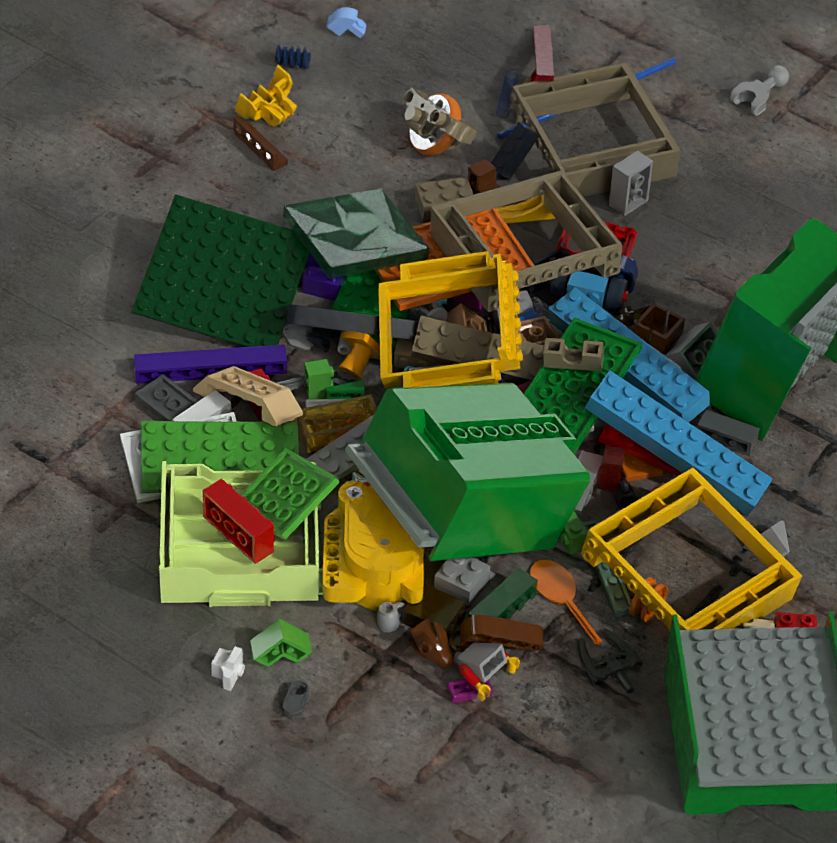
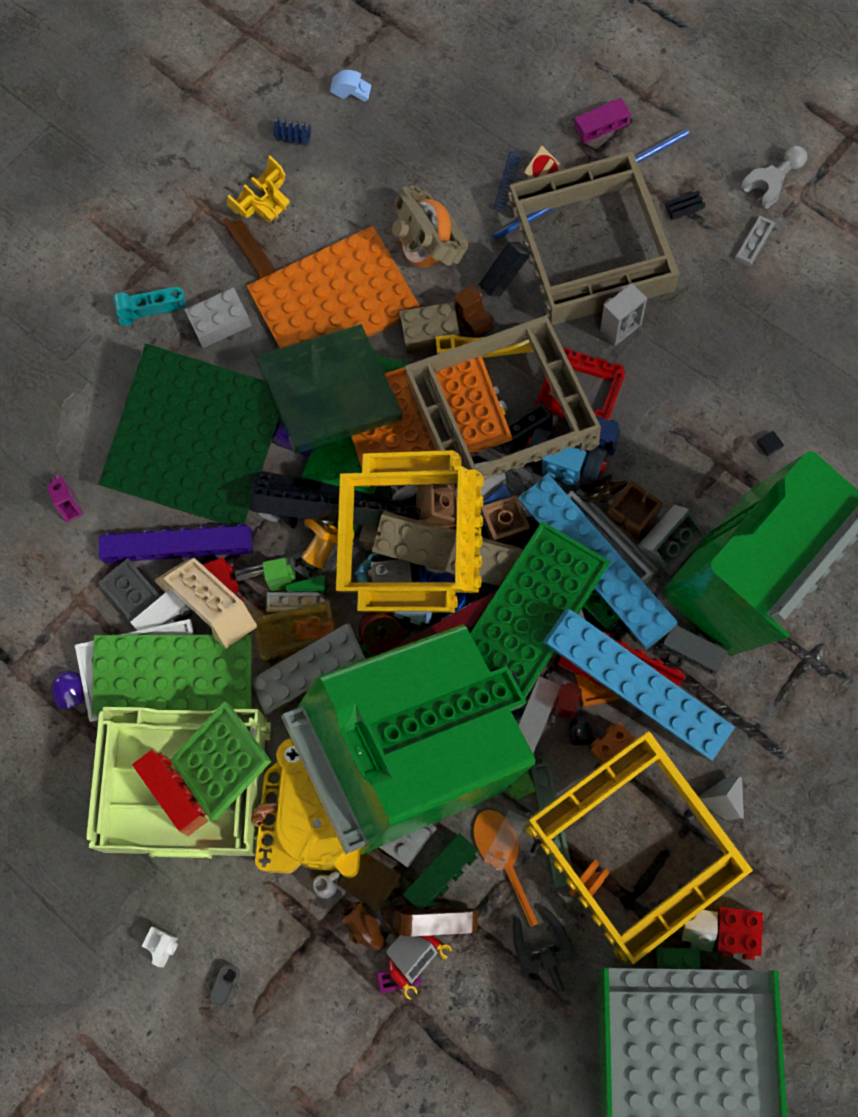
camera: 15 degrees right, 25 degrees up
(93, 323) = (61, 492): none -> magenta torso
(112, 474) = (67, 690): none -> dark purple hair
(162, 183) = (128, 307): none -> teal piece
(236, 191) = (218, 317): none -> light grey brick
(280, 641) = (213, 921): bright green brick -> none
(328, 538) = (261, 812): none -> dark orange arm
(344, 168) = (334, 291): none -> orange plate
(543, 53) = (547, 133): tile -> none
(558, 355) = (526, 578): dark tan arch -> none
(563, 576) = (505, 840): none -> clear plate
(593, 50) = (602, 120): none -> magenta brick
(679, 112) = (684, 202): none -> black tile
(747, 138) = (754, 241): none -> light grey tile

